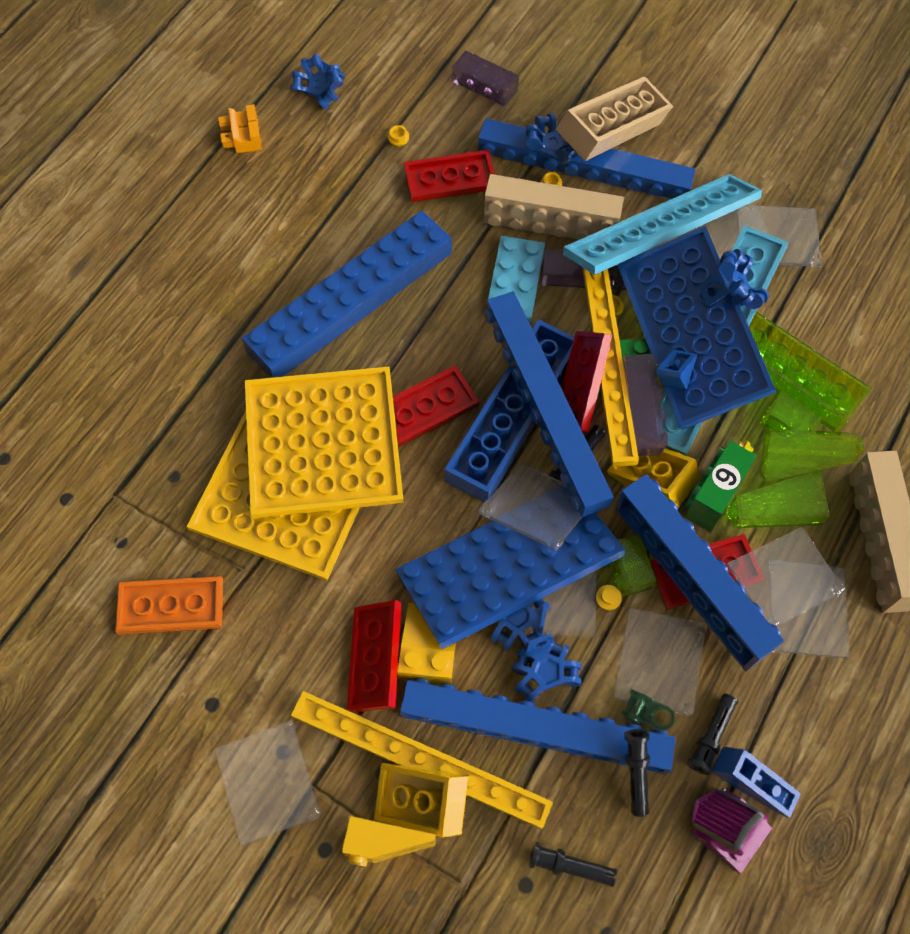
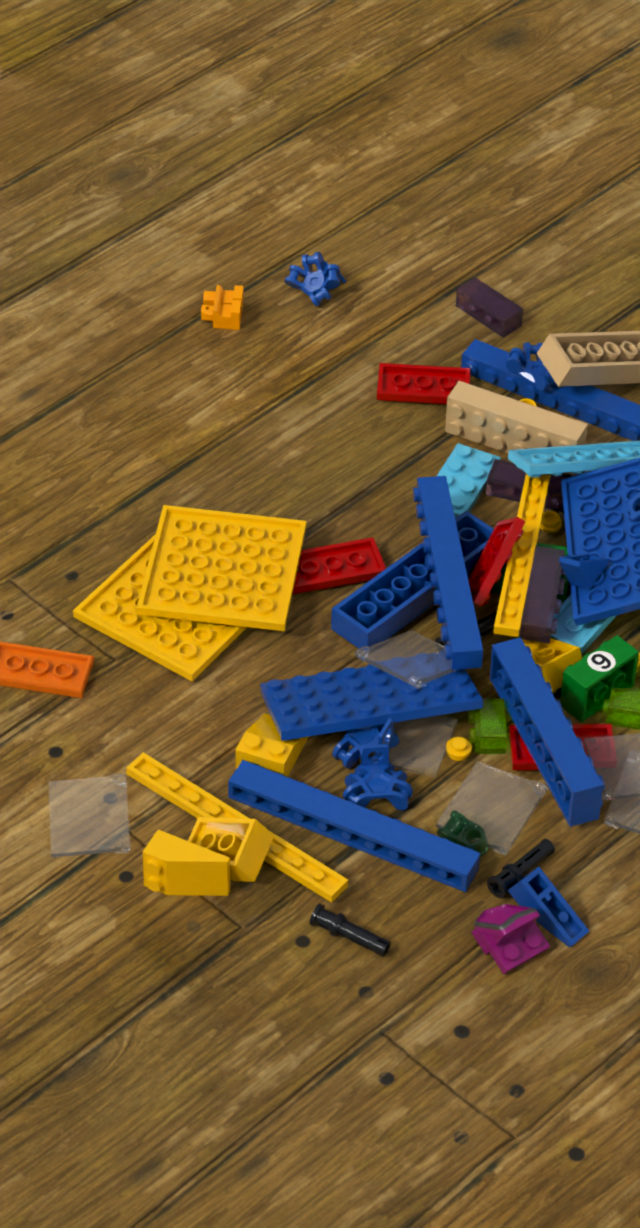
camera: 15 degrees right, 20 degrees down
(347, 295) = (288, 460): blue brick -> none
(374, 657) = (218, 738): red plate -> none
(398, 135) = (382, 341): yellow plate -> none
(638, 760) = (436, 856): black pin -> none

